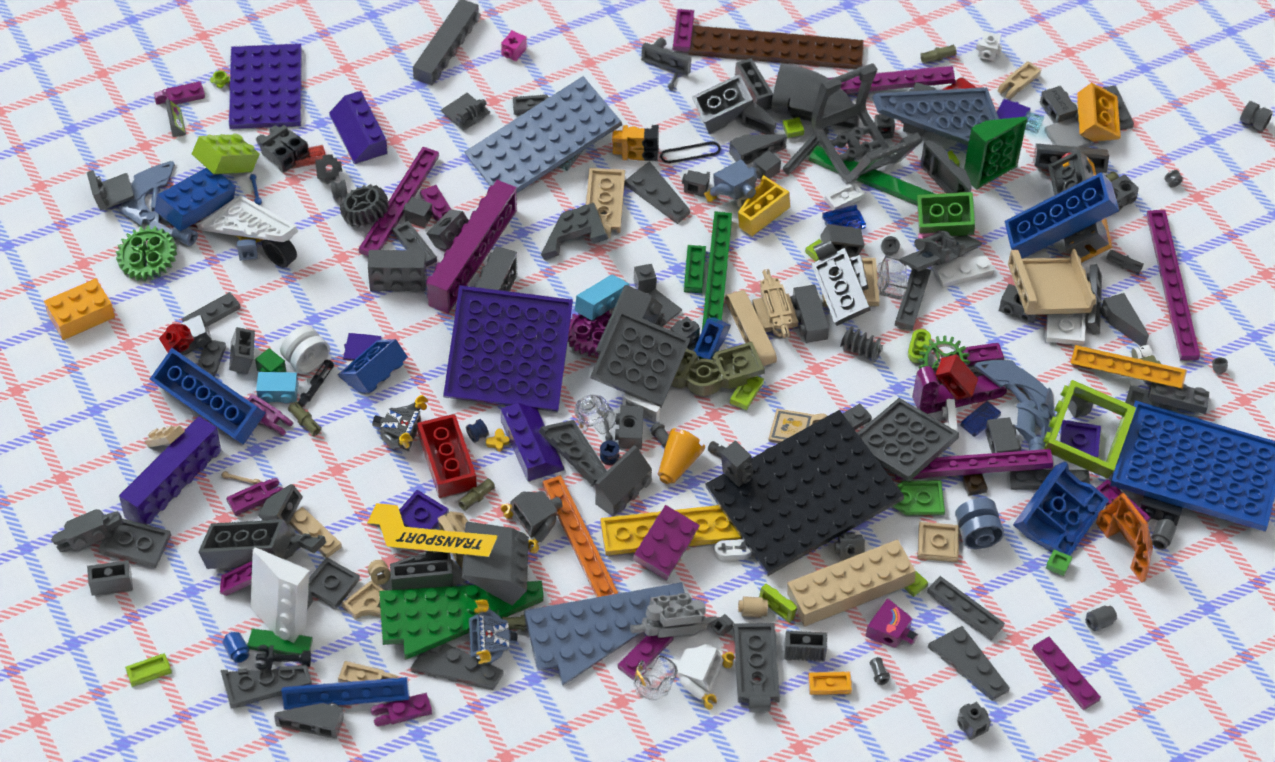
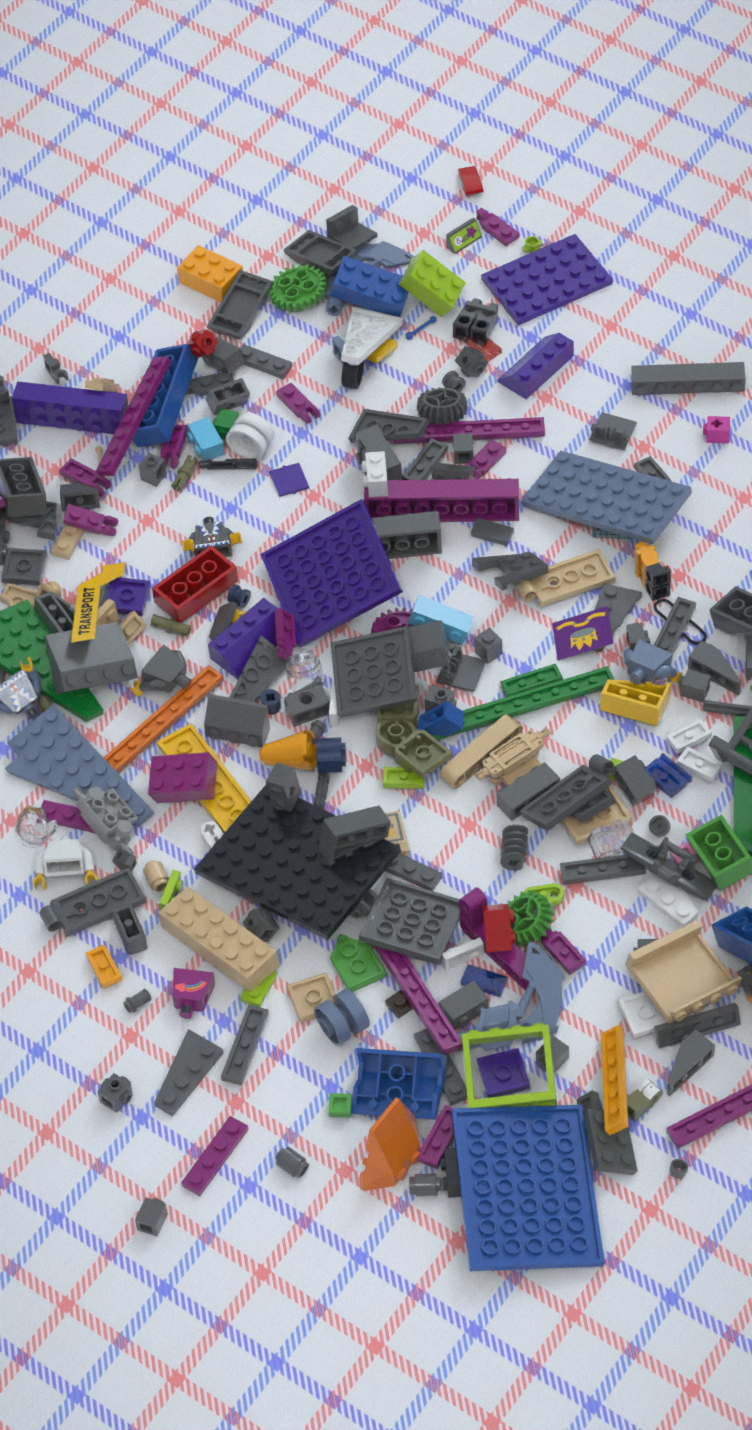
camera: 70 degrees right, 0 degrees up
(103, 472) = (53, 367): none -> dark grey plate
(115, 88) = (470, 180): none -> red slope
(117, 220) = (319, 251): none -> dark grey slope
(135, 301) = (240, 305): none -> dark grey slope
(226, 426) = (133, 416): none -> magenta plate
(280, 306) = (297, 402): none -> magenta hinge
(286, 439) = (152, 469): none -> dark grey brick
(314, 509) = (90, 520): none -> magenta hinge
(353, 257) = (391, 425): none -> dark grey wing
(374, 365) = (267, 494): blue slope -> none
(433, 267) = (376, 474): none -> white brick
(497, 453) = (223, 619): none -> dark grey tile
(519, 231) = (492, 531): none -> dark grey tile
(551, 410) = (285, 633): none -> magenta hinge
(669, 214) = (582, 633): none -> dark purple sticker
(698, 153) = (675, 624): none -> dark grey plate
(704, 428) = (330, 755): none -> dark blue brick
(813, 191) = (689, 736): none -> white plate
(816, 432) = (352, 830): none -> dark grey wedge
(1111, 740) = (151, 1216): none -> dark grey brick

